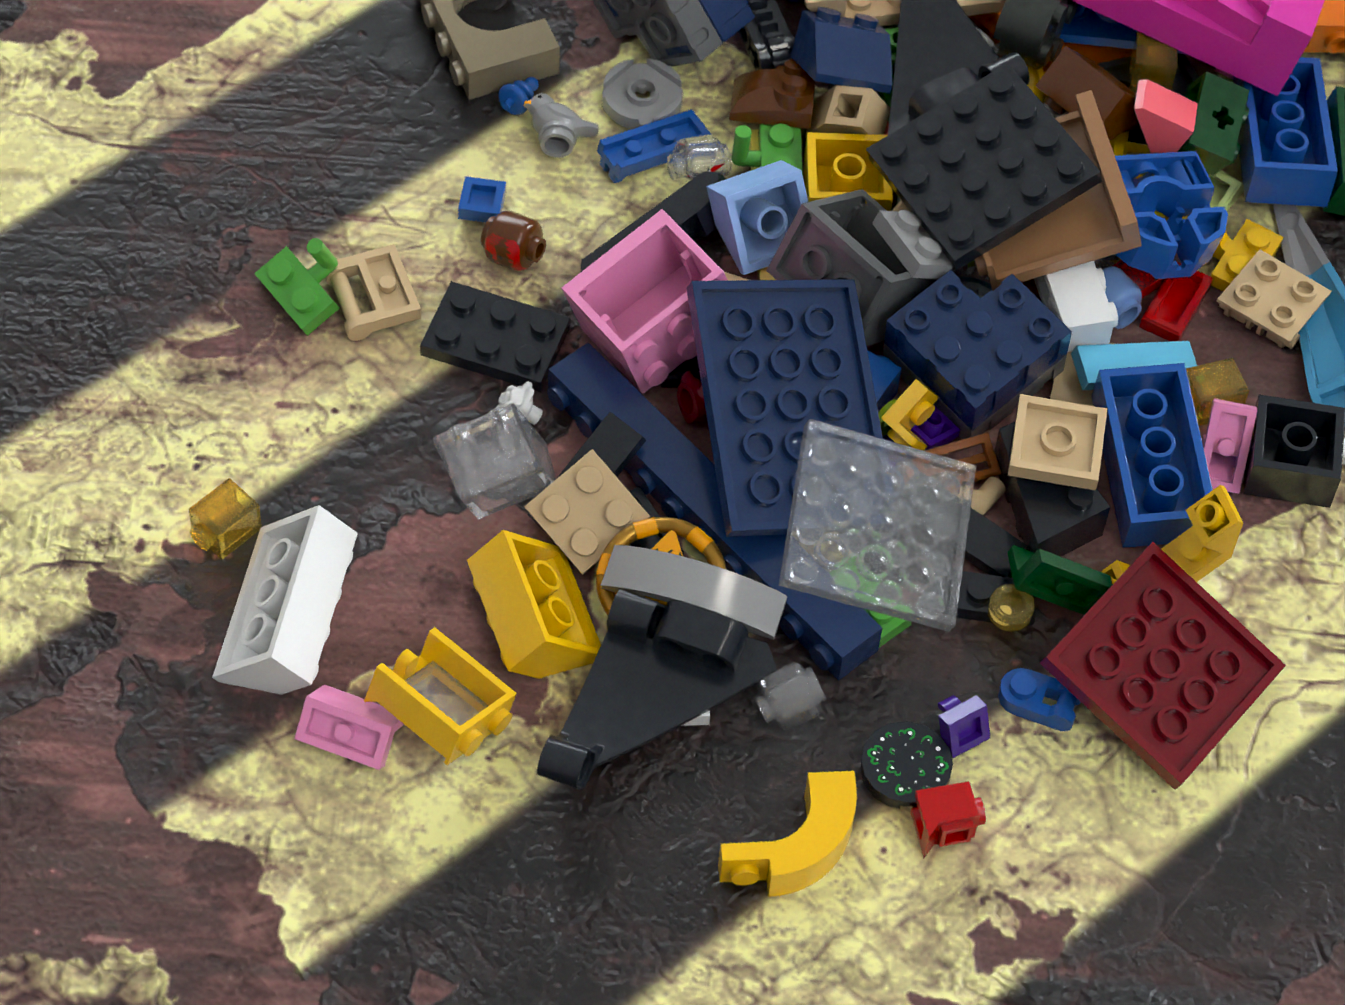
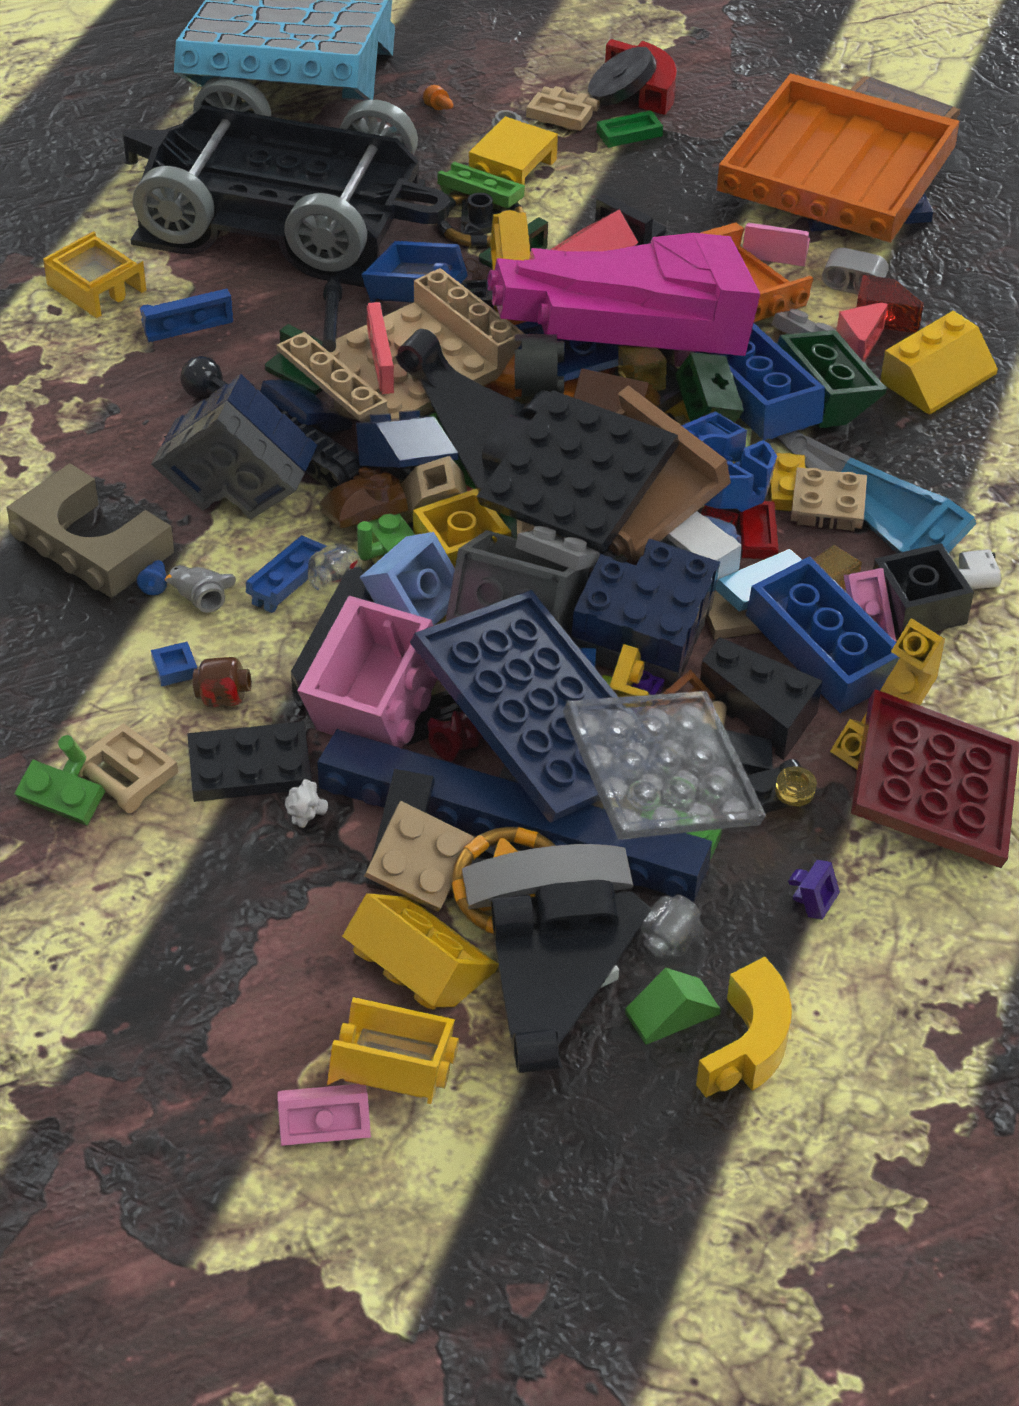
camera: 25 degrees left, 10 degrees down
(224, 519) = (110, 994): clear yellow brick -> none
(286, 603) = (206, 1039): white slope -> none
(495, 460) = (322, 845): clear slope -> none
(655, 77) = (237, 538): light grey plate -> none
(742, 775) = (670, 1005): none -> bright green slope
(904, 760) = (792, 939): black tile -> none
(947, 815) = (852, 961): red window -> none
(1023, 696) = (845, 848): blue plate -> none
(1057, 442) = (758, 647): tan plate -> none
(1057, 579) = (819, 748): dark green panel -> none
(1164, 117) = (681, 394): coral slope -> none

